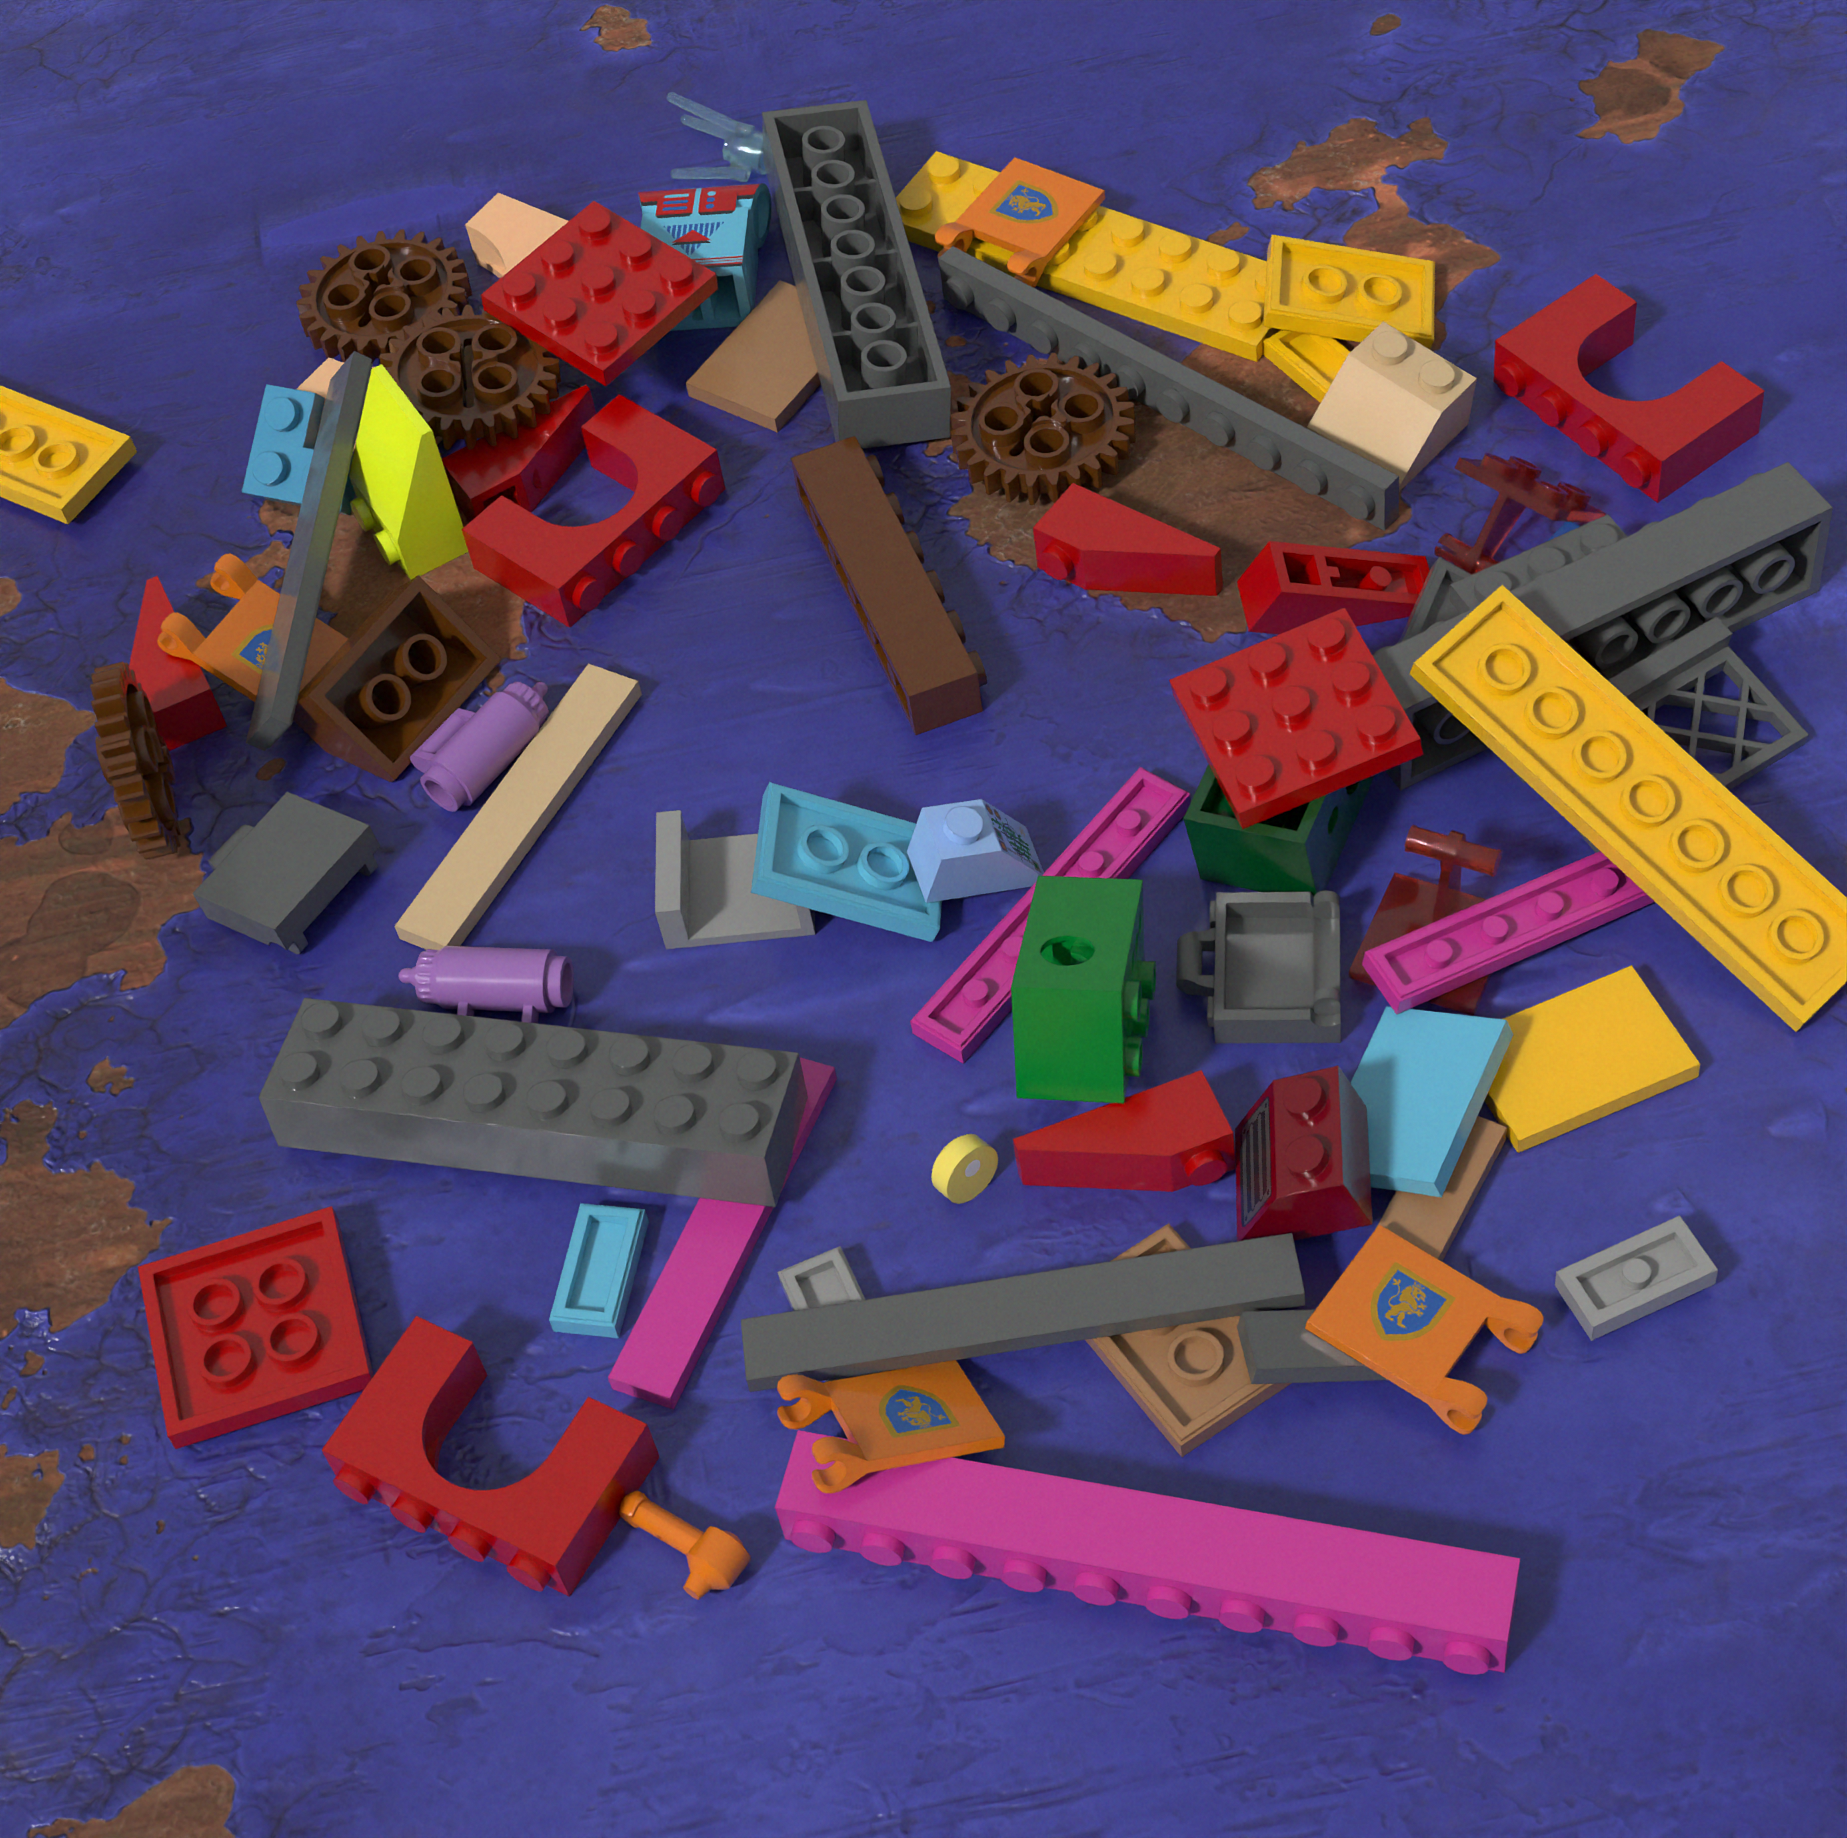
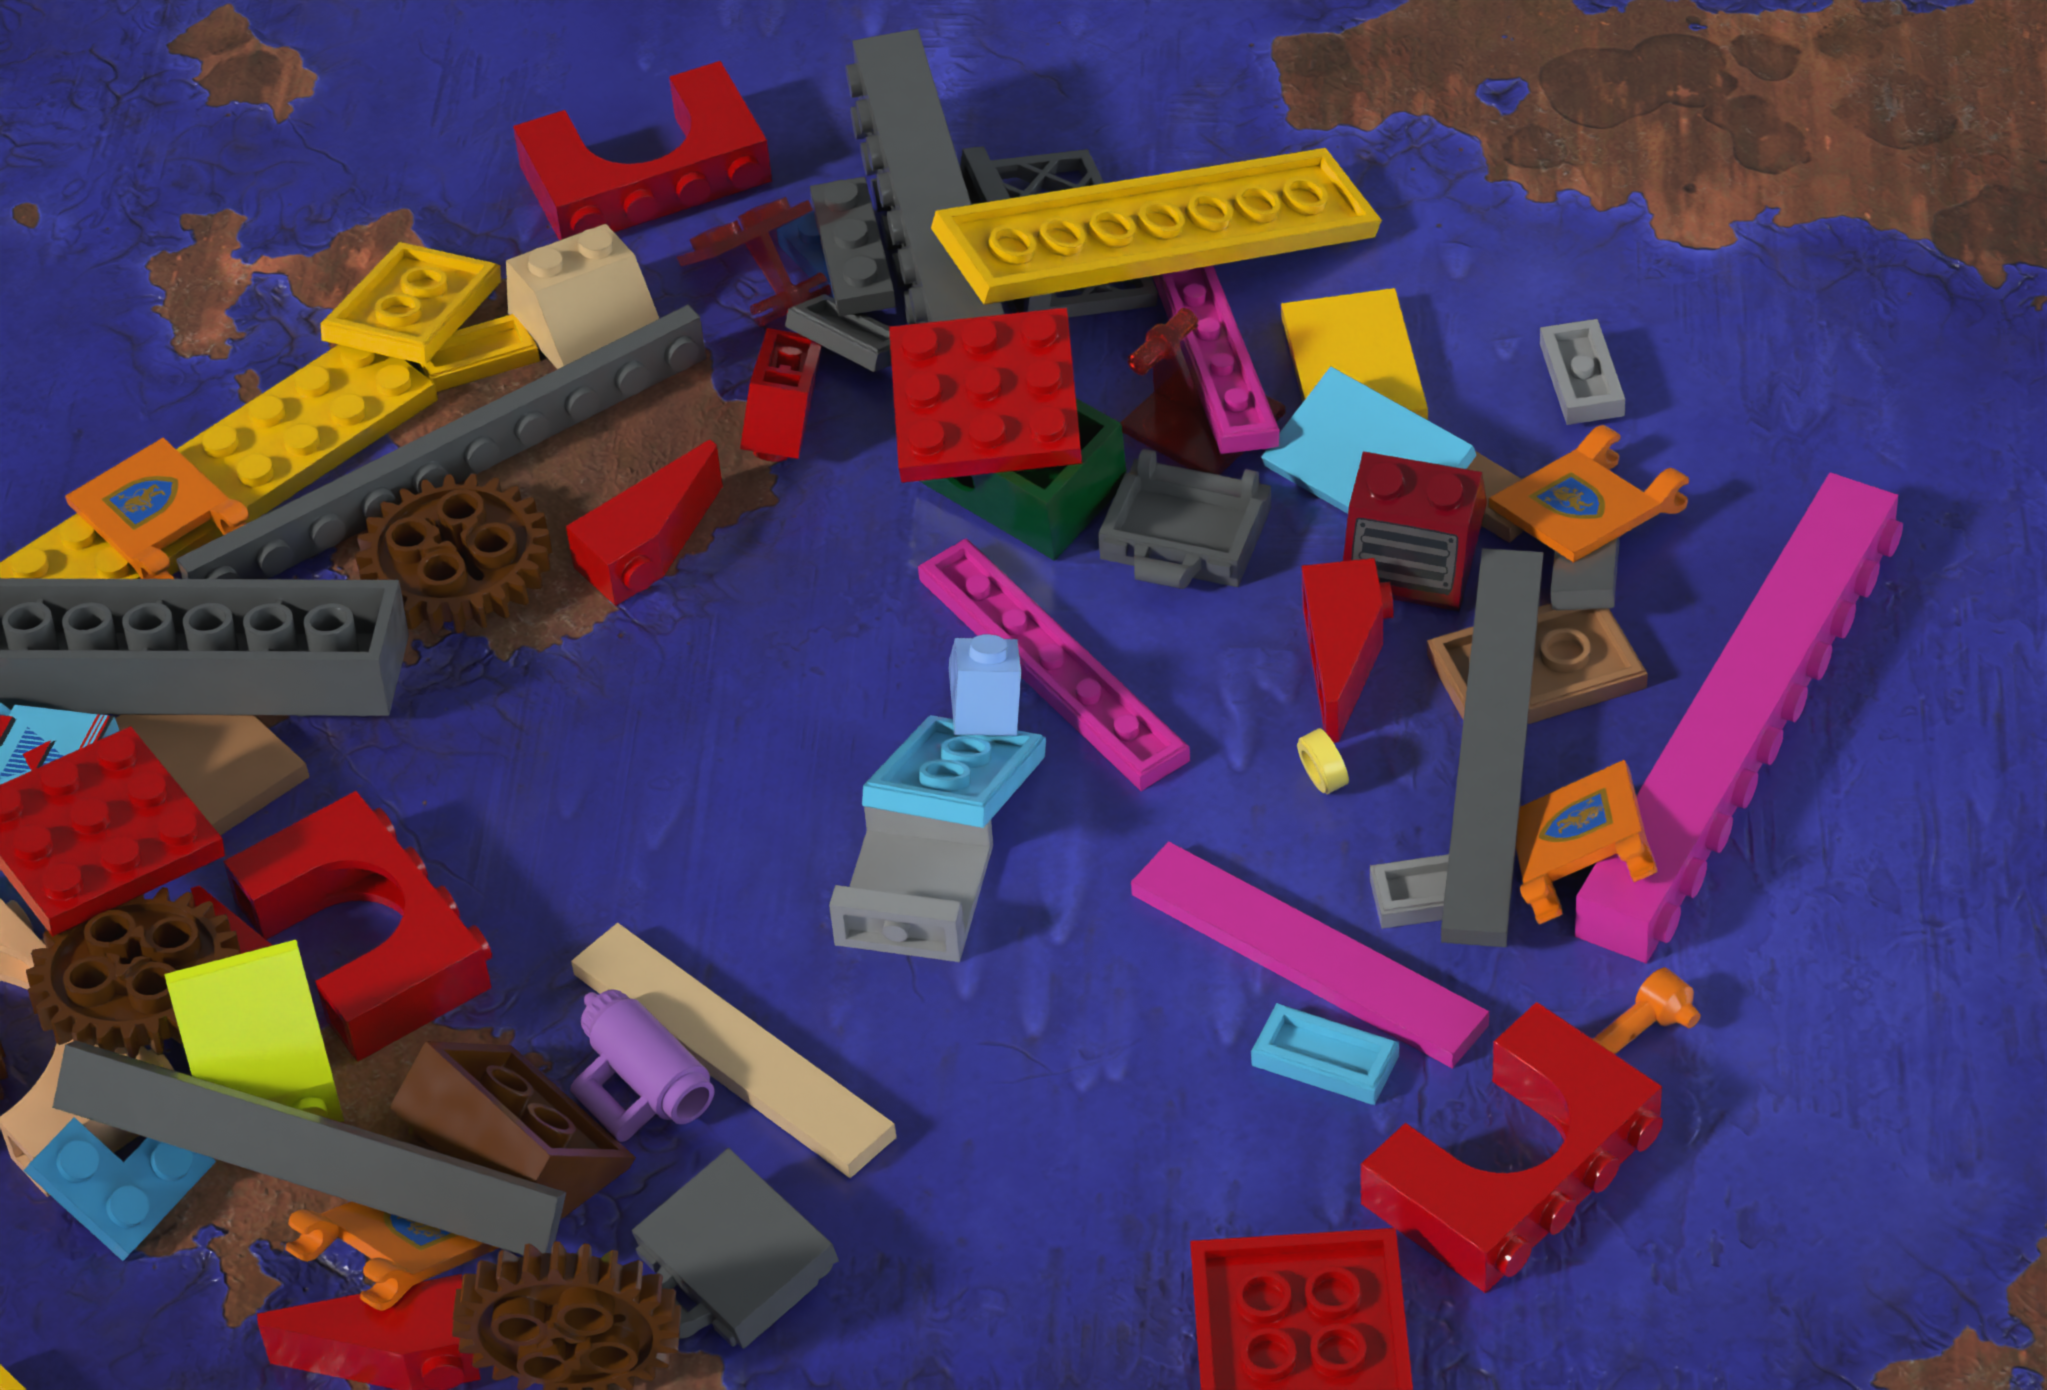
camera: 80 degrees left, 5 degrees down
(493, 980) = (961, 1082): medium lavender piece -> none
(537, 1100) = (1130, 1061): dark grey brick -> none
(888, 586) = (592, 704): reddish brown brick -> none
(1081, 990) = (1199, 594): green piece -> none

